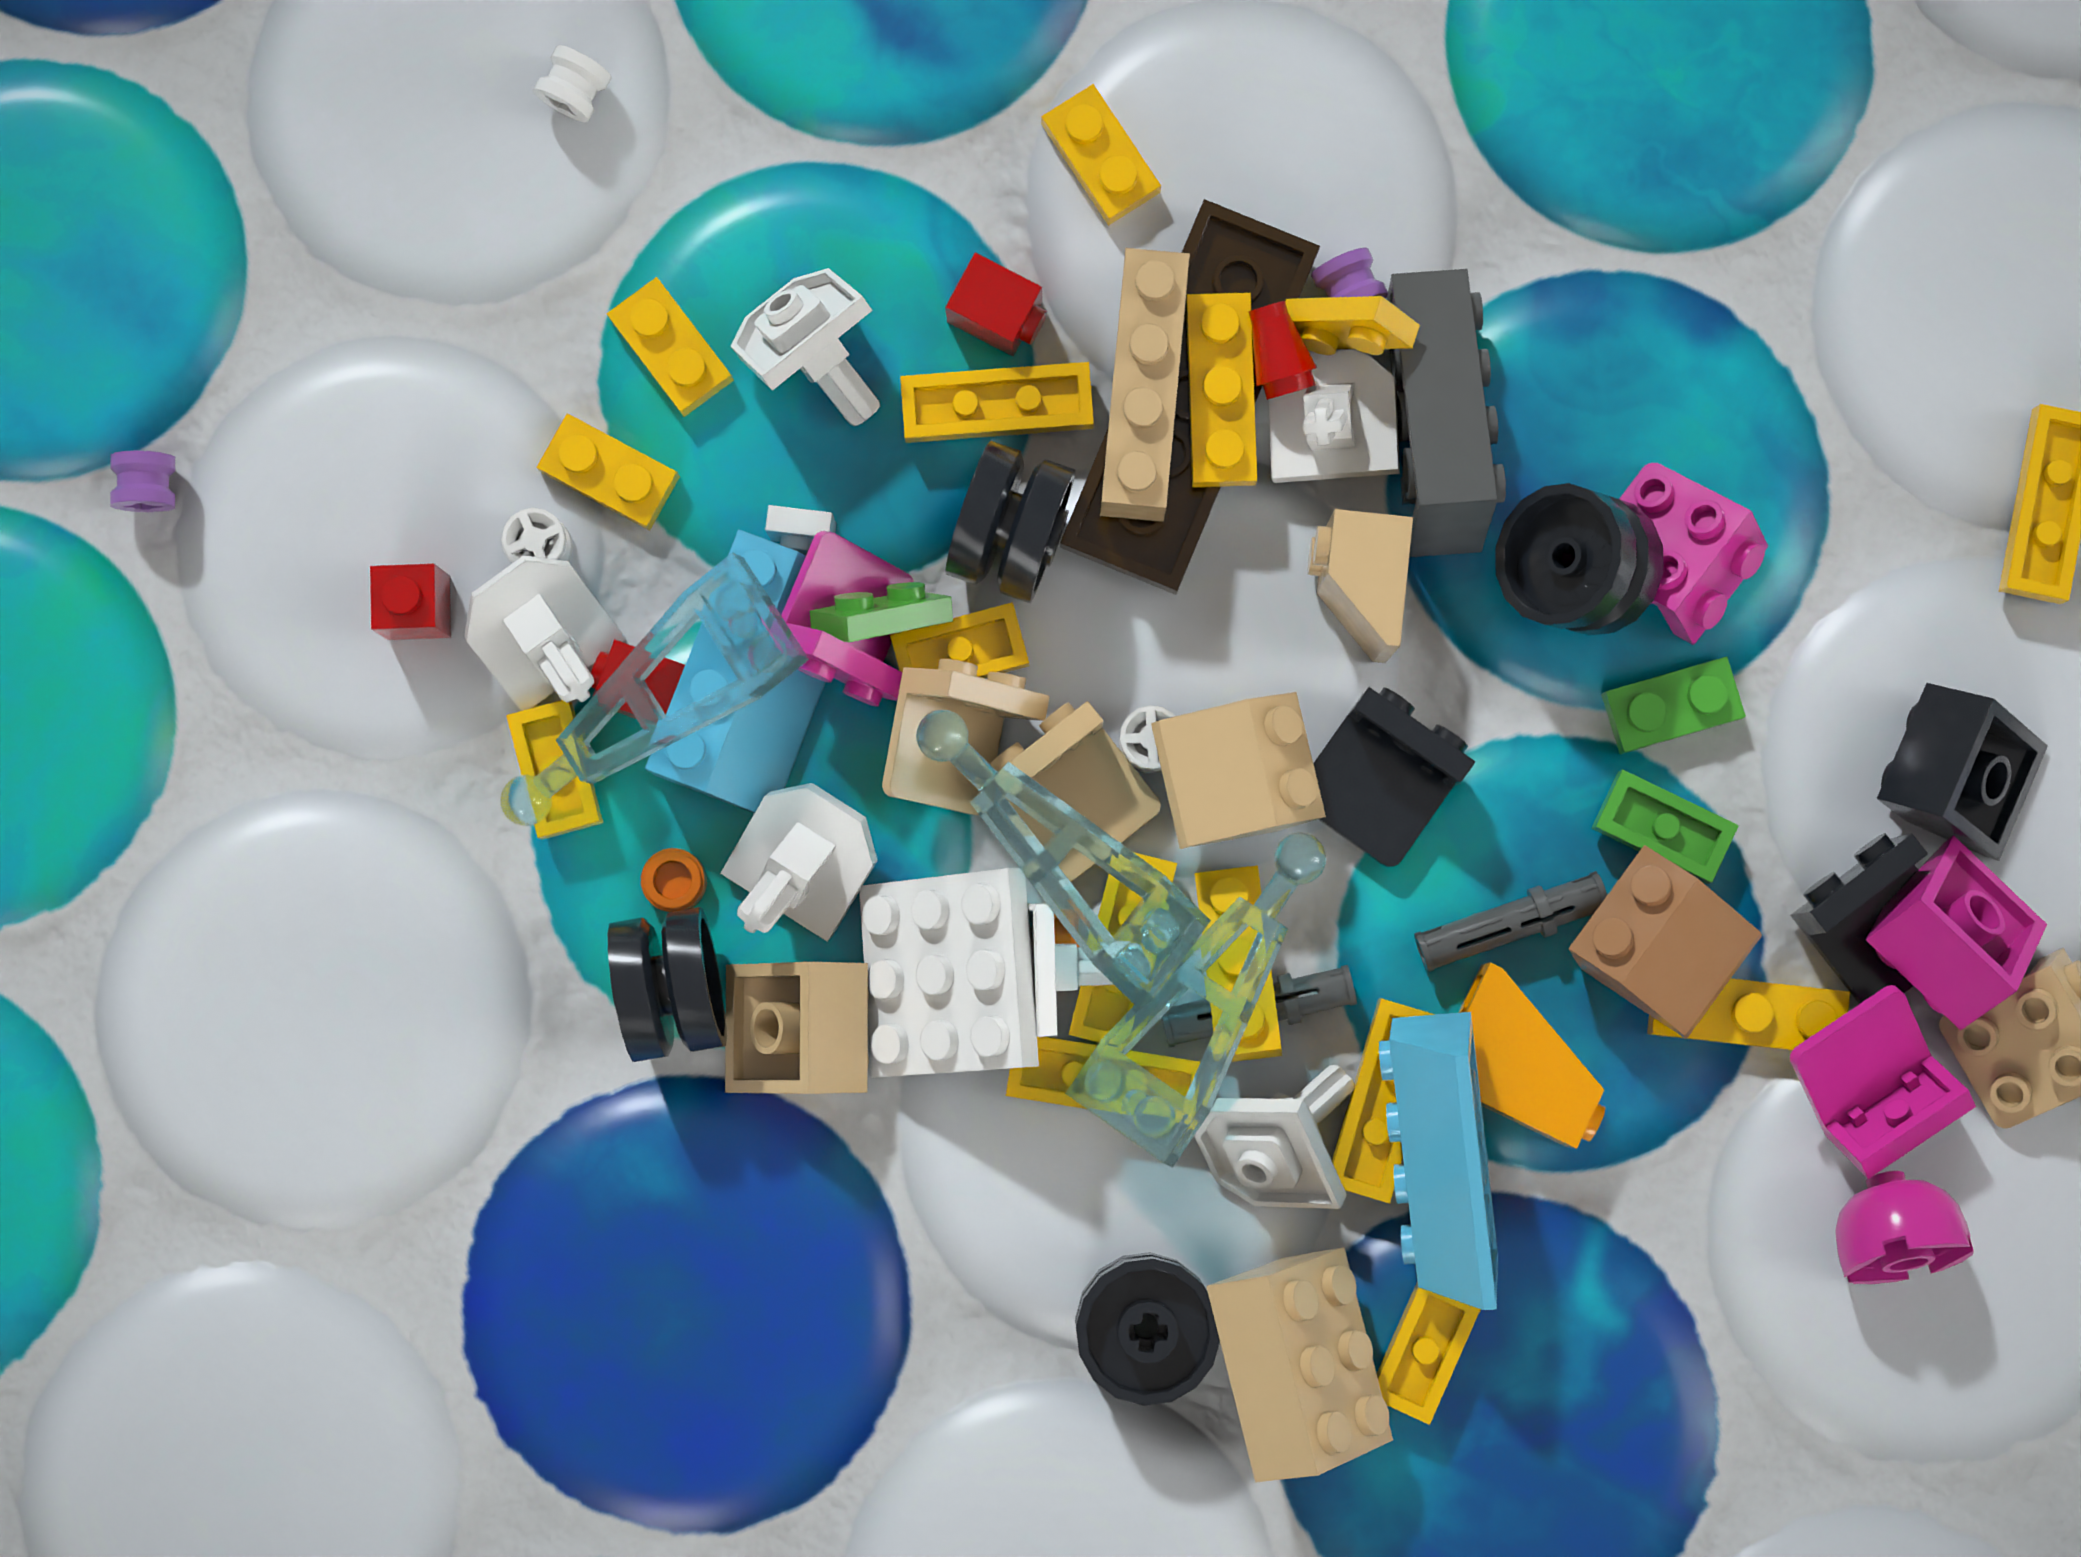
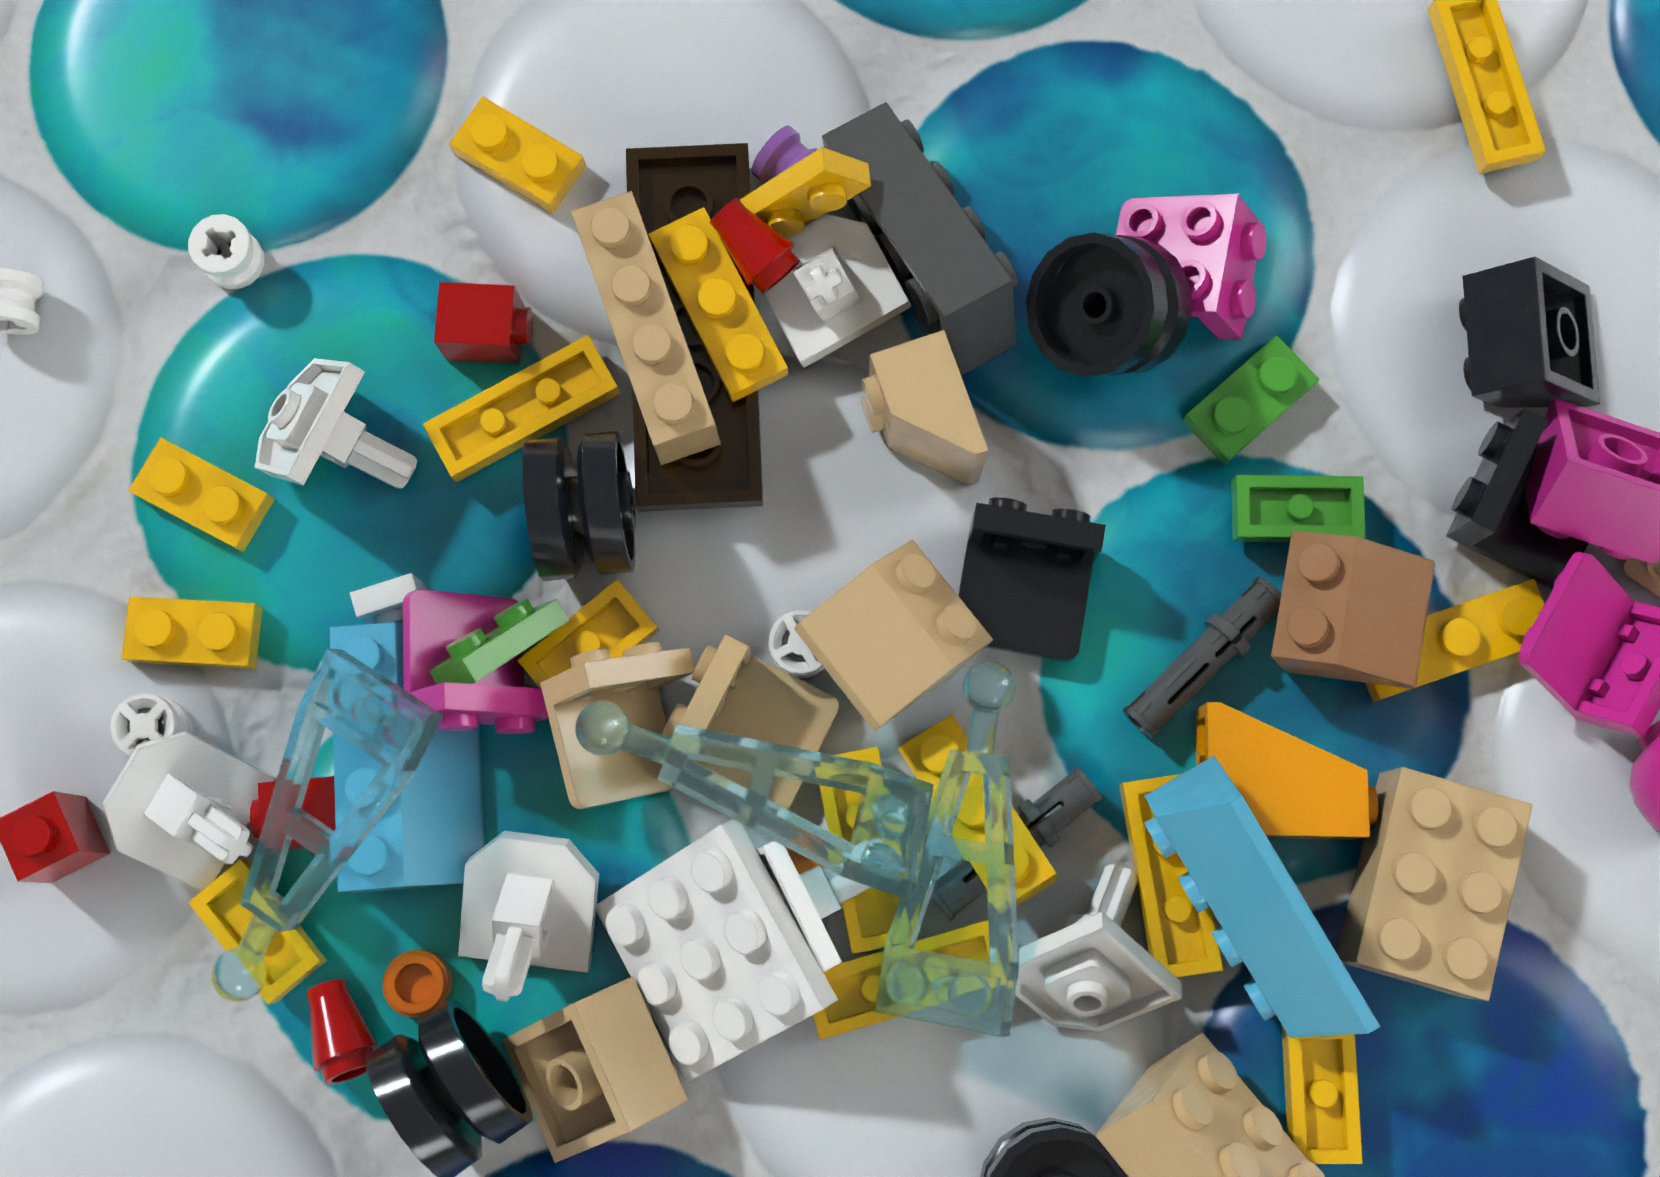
camera: 25 degrees left, 5 degrees down
(588, 893) = (338, 1033): none -> red cone
(795, 140) = (238, 264): none -> white wheel
(1615, 1217) = (1435, 883): none -> tan brick

